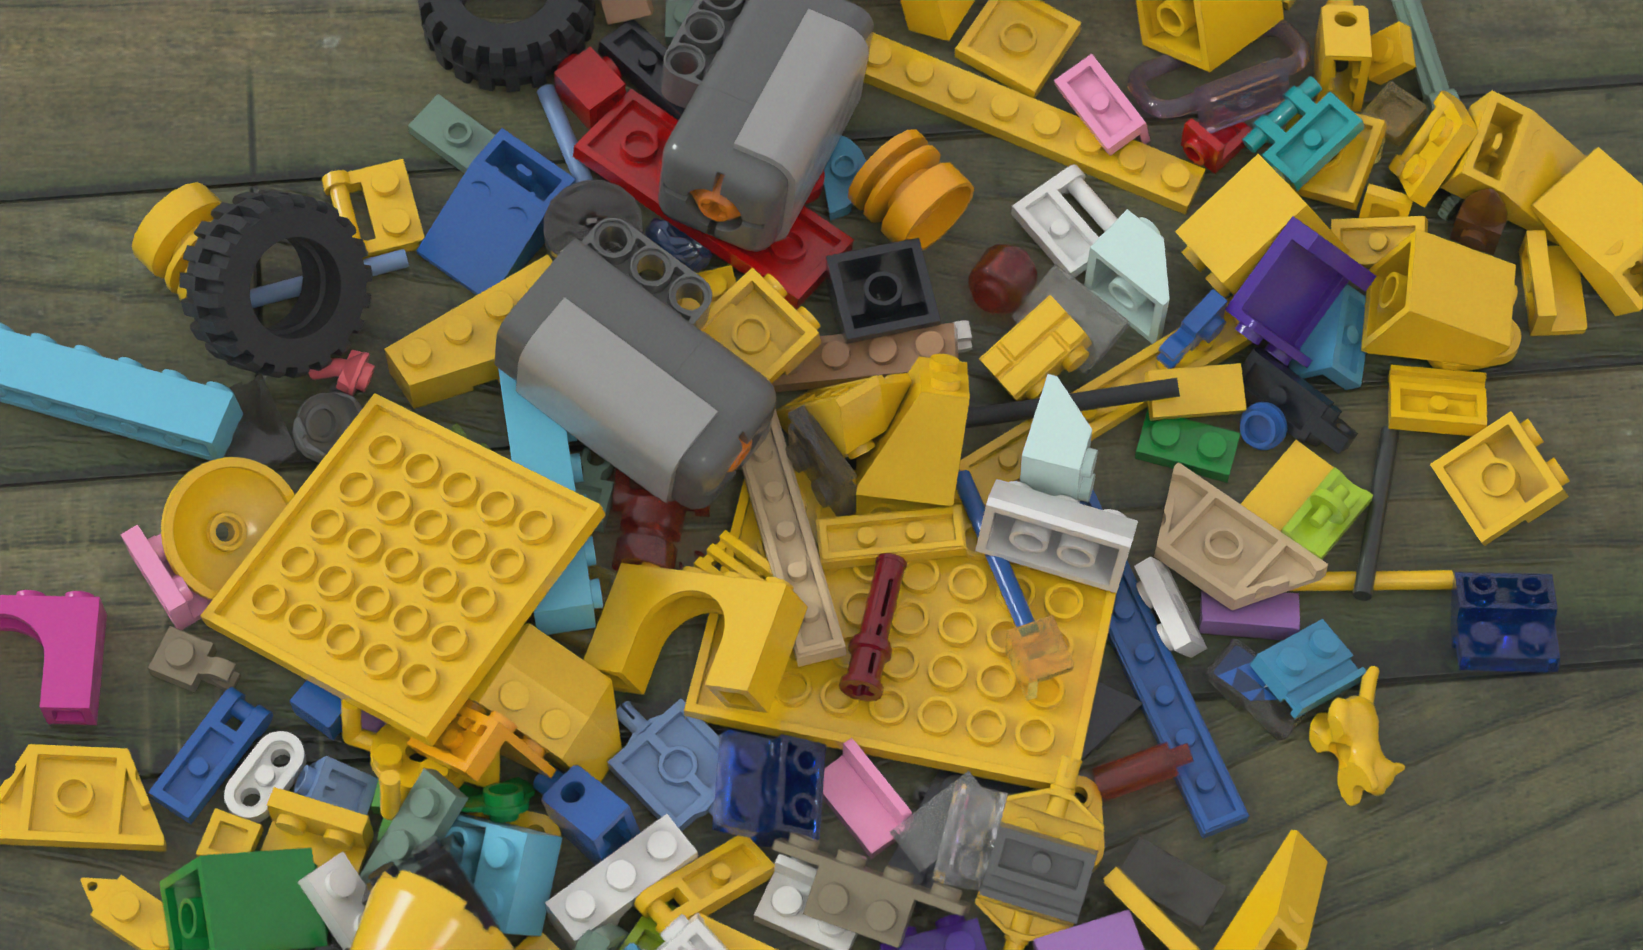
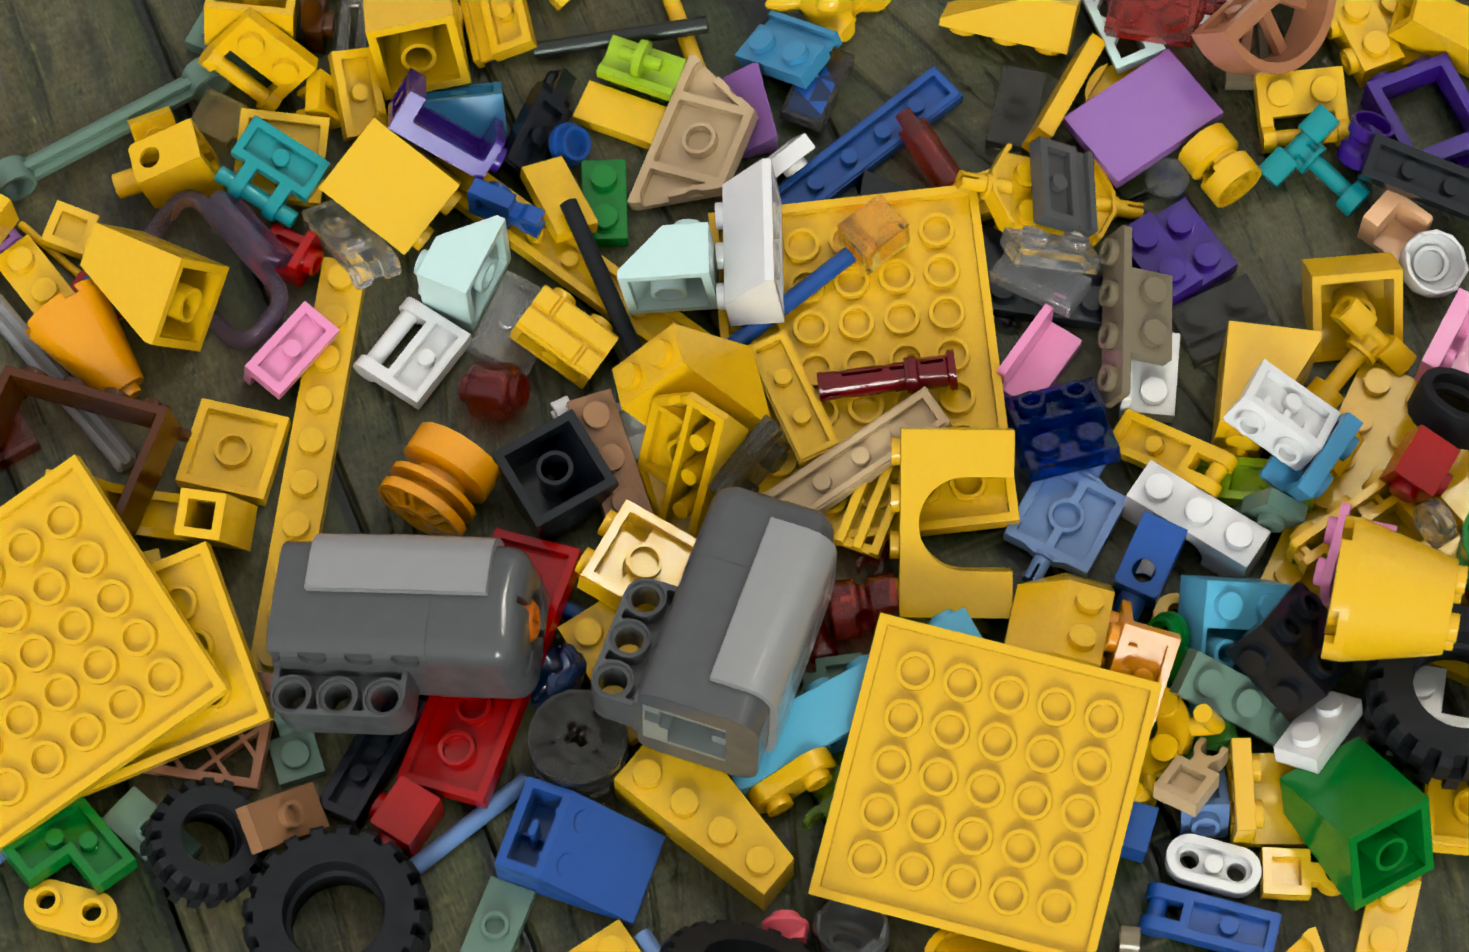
camera: 105 degrees left, 0 degrees up
(342, 763) = (1191, 782): none -> tan plate
(489, 406) = (804, 773): none -> yellow plate
(1194, 185) = (352, 243): none -> clear plate

